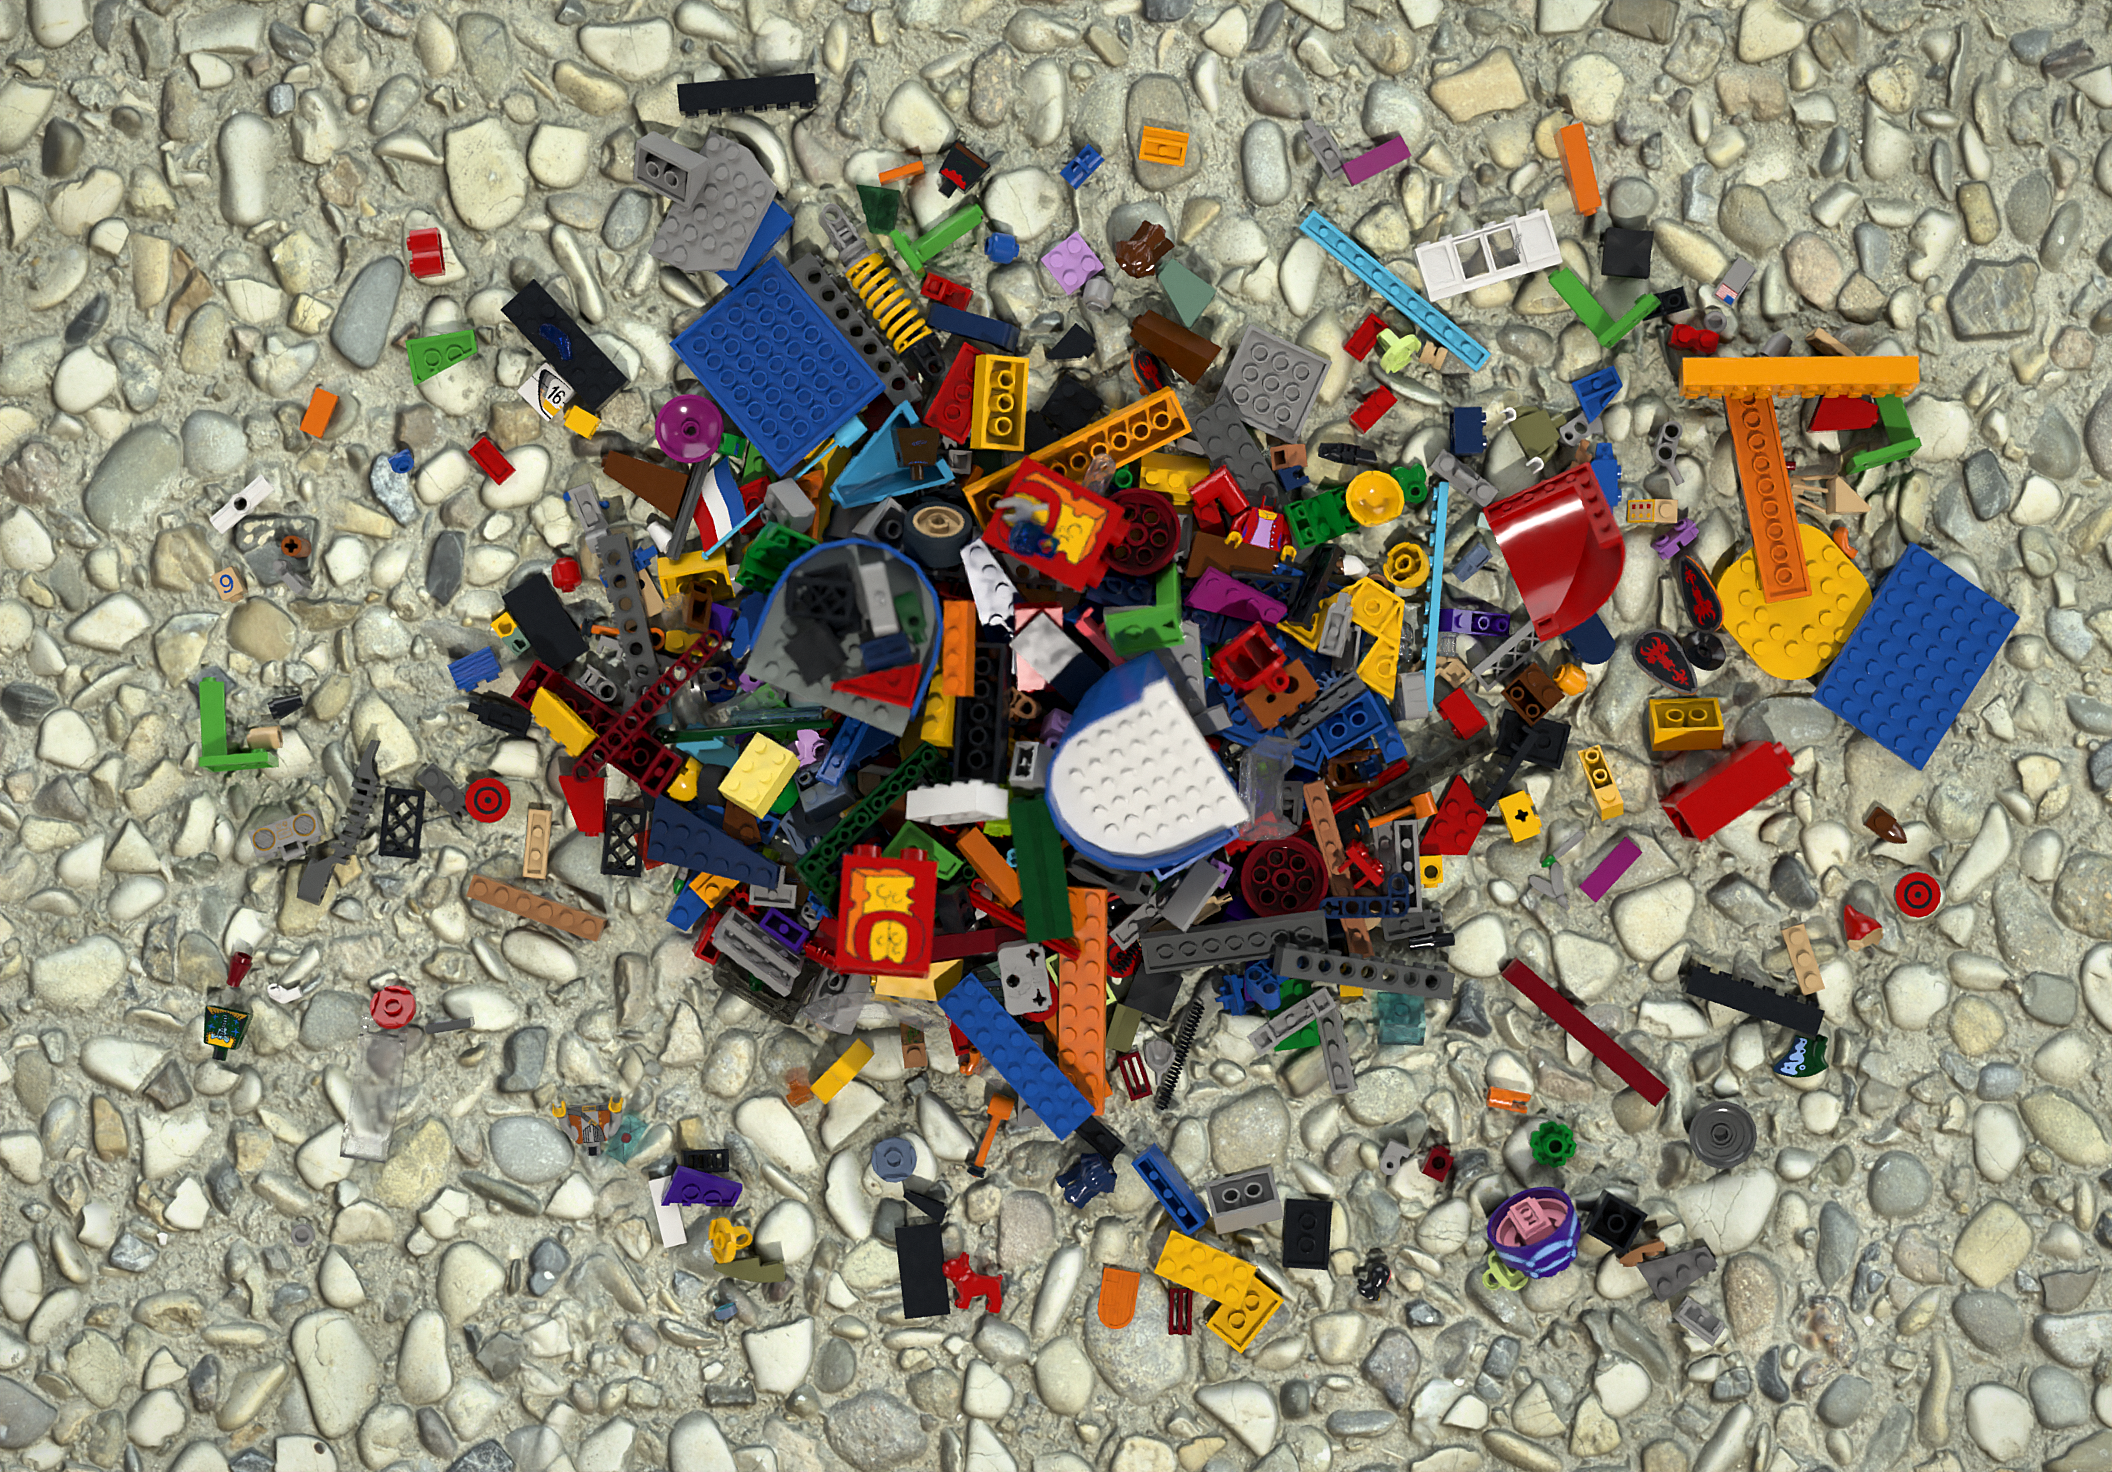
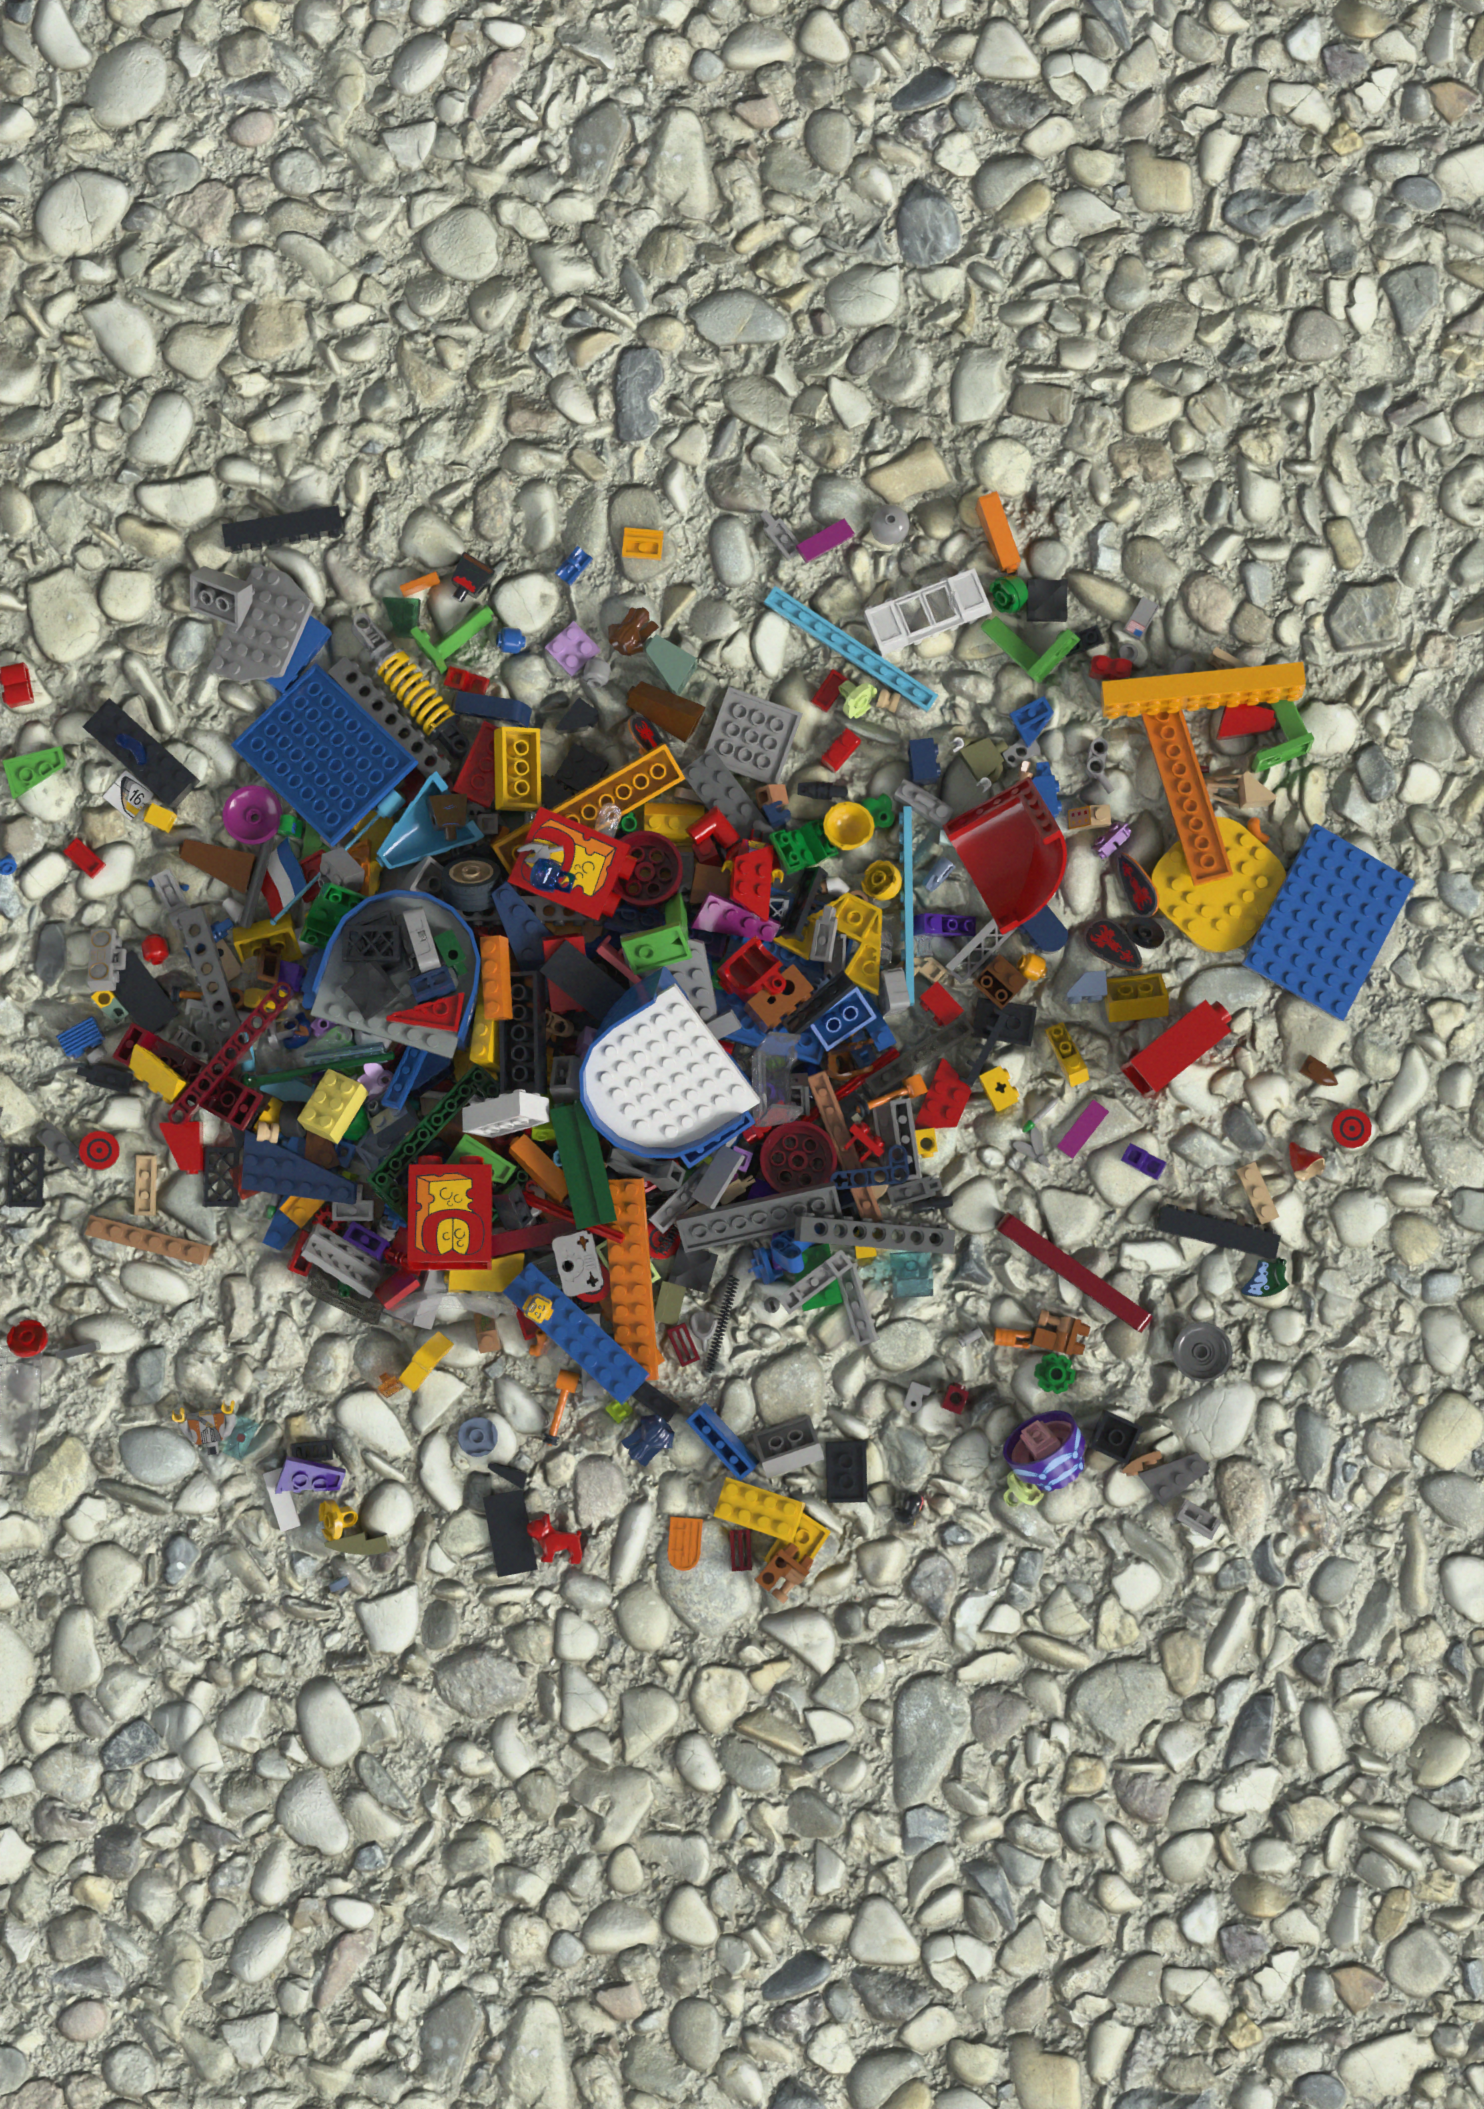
camera: 10 degrees left, 5 degrees down
(492, 691) = (97, 1055): none -> light grey tile
(505, 589) = (102, 965): none -> light grey piece
(682, 798) = (267, 1132): none -> tan wheel
(816, 988) = (396, 1288): none -> red tile
(976, 1027) = (538, 1308): none -> yellow head
(1054, 1145) = (619, 1411): none -> lime tile
(1230, 1335) = (786, 1566): none -> dark orange hips
(1234, 1042) = (767, 1306): none -> dark grey hinge
(1260, 557) = (752, 881): none -> red wing
(1444, 148) = (889, 524): none -> light grey cylinder
(1460, 1094) = (969, 1336): none -> light grey pin
(1567, 1105) = (1065, 1336): none -> dark orange hips
(1584, 242) = (1009, 593): none -> green cone
(1631, 707) = (1089, 987): none -> sand blue slope
(1676, 912) = (1143, 1161): none -> dark purple slope

